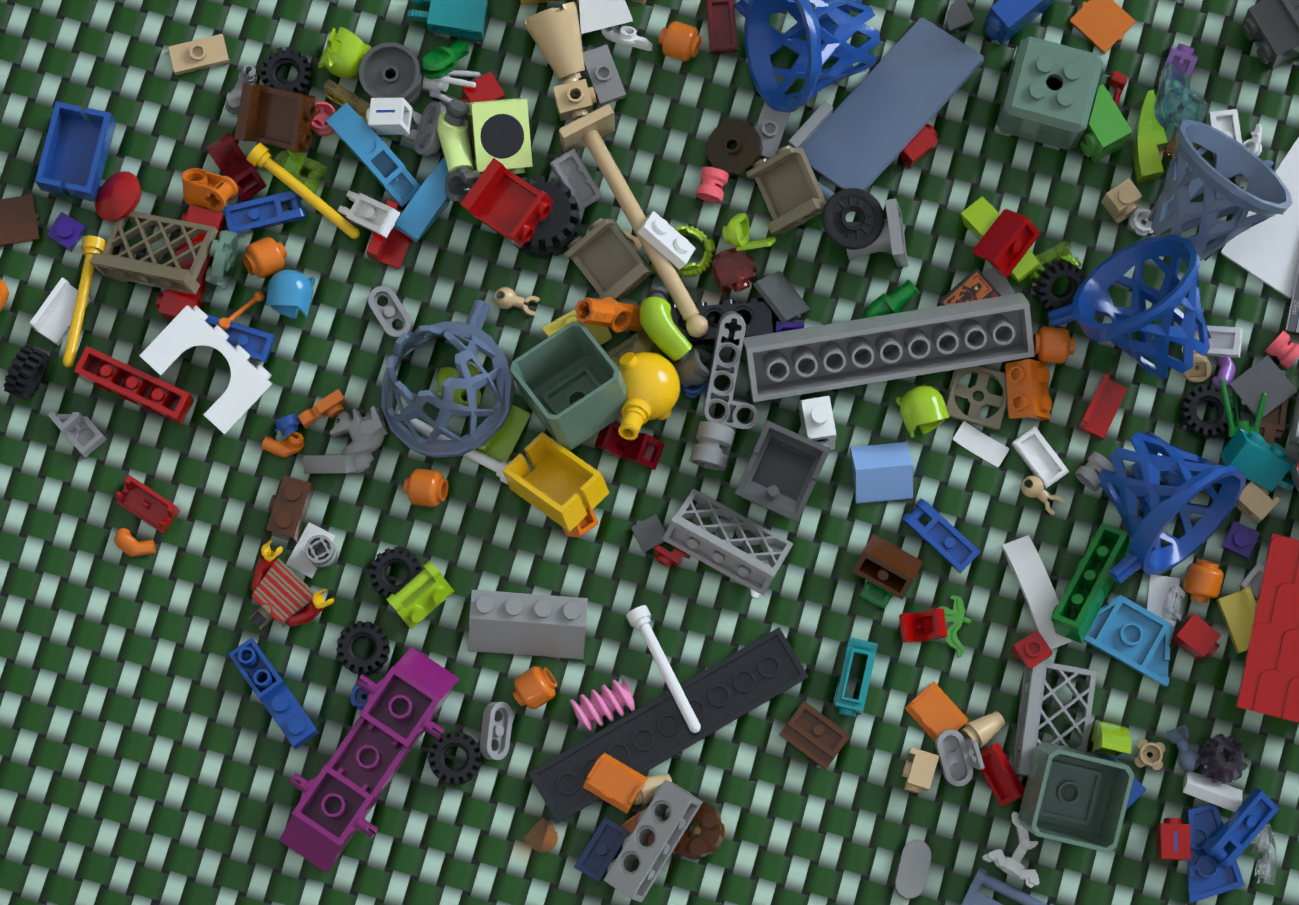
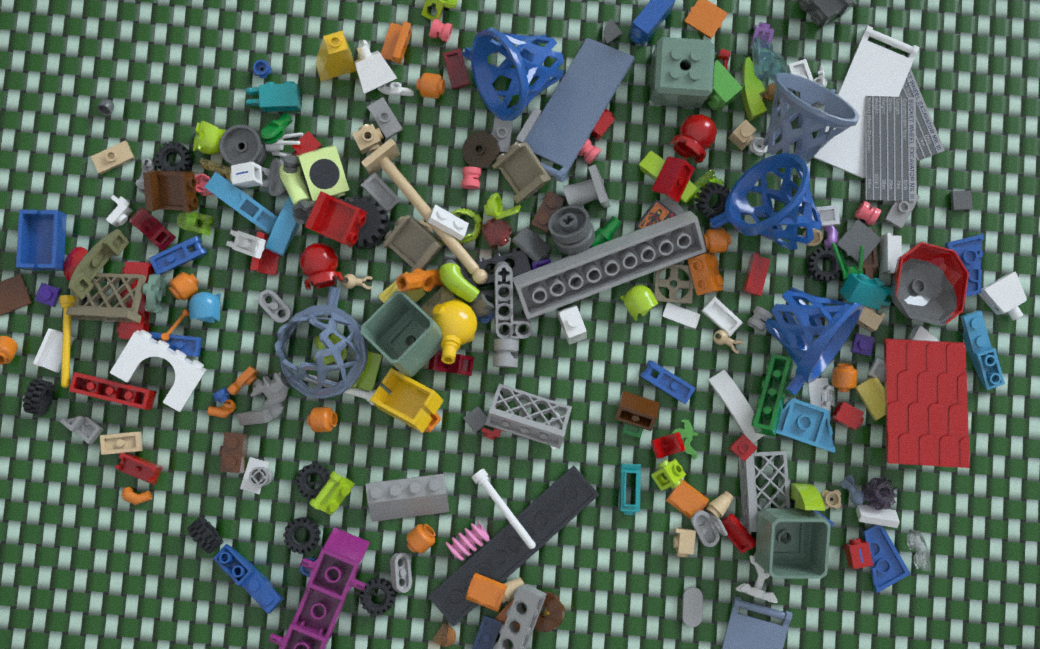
camera: 15 degrees left, 5 degrees up
(125, 461) = (121, 443): none -> tan plate
(144, 197) = (94, 260): none -> olive slope
(194, 137) = (120, 213): none -> white bracket
(207, 189) = (135, 248): orange piece -> none
(225, 617) = (205, 535): none -> black tyre
(261, 157) = (168, 220): yellow piece -> none
(283, 593) = (240, 510): torso -> none
(468, 264) = (320, 265): none -> red tile
(559, 39) = (350, 100): tan cone -> none
(782, 471) = (555, 363): dark grey piece -> none
(812, 257) = (549, 205): none -> reddish brown plate
(814, 735) = (611, 532): reddish brown plate -> none
(843, 286) = (571, 229): none -> dark grey wheel
(853, 236) = (557, 186): black wheel -> none
(882, 472) = (620, 347): light blue slope -> none
(892, 181) = (589, 152): none -> coral wheel
(915, 667) = (668, 474): none -> lime brick
(1051, 188) = (695, 137): none -> red tile
(1241, 828) = (902, 539): blue plate -> none

